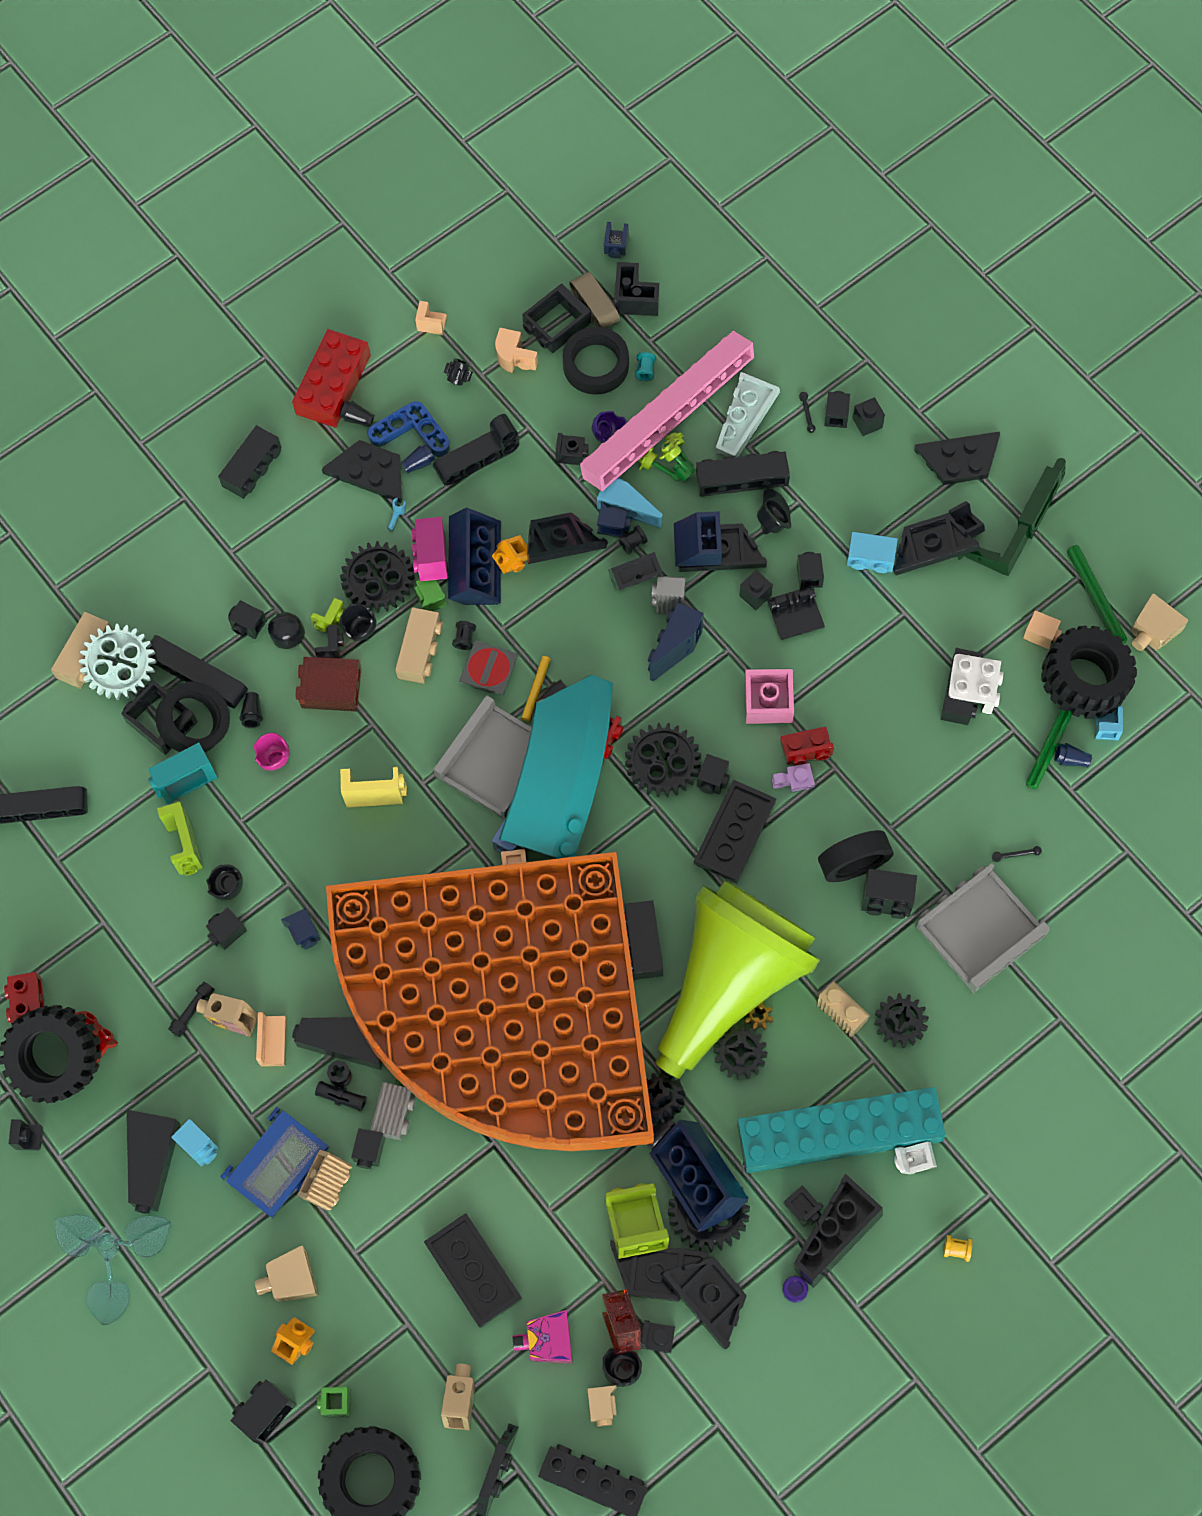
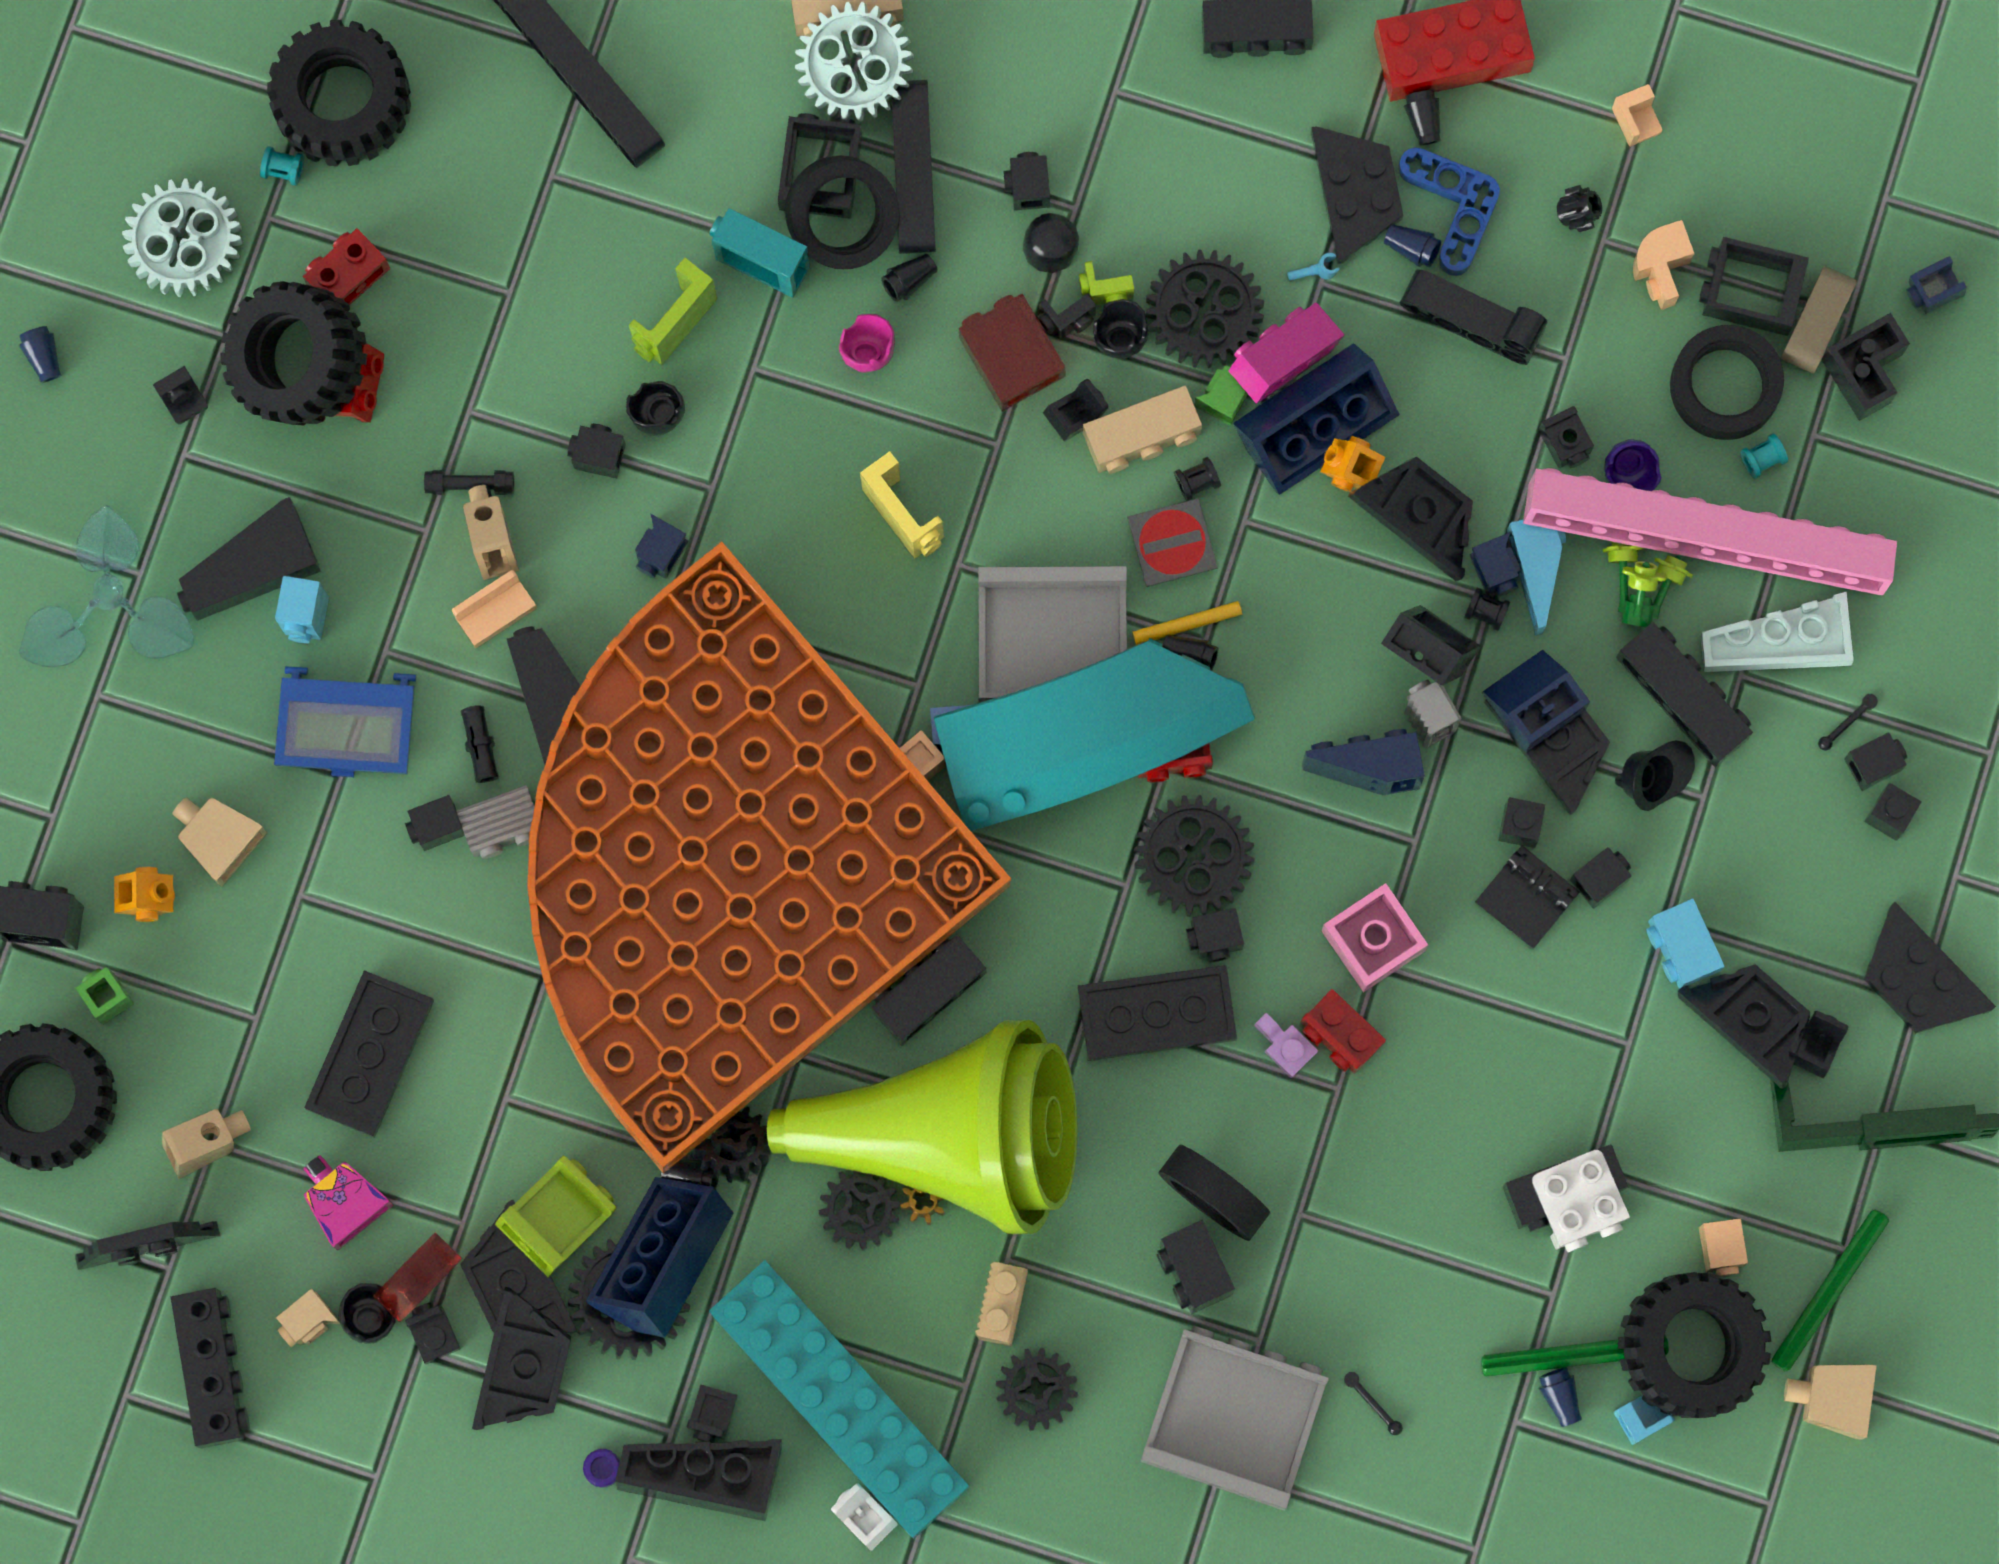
camera: 55 degrees right, 10 degrees up
(325, 1180) = (360, 798): tan brick -> none
(335, 1080) = (508, 734): black bush -> none
(384, 670) = (1076, 409): none -> black bracket

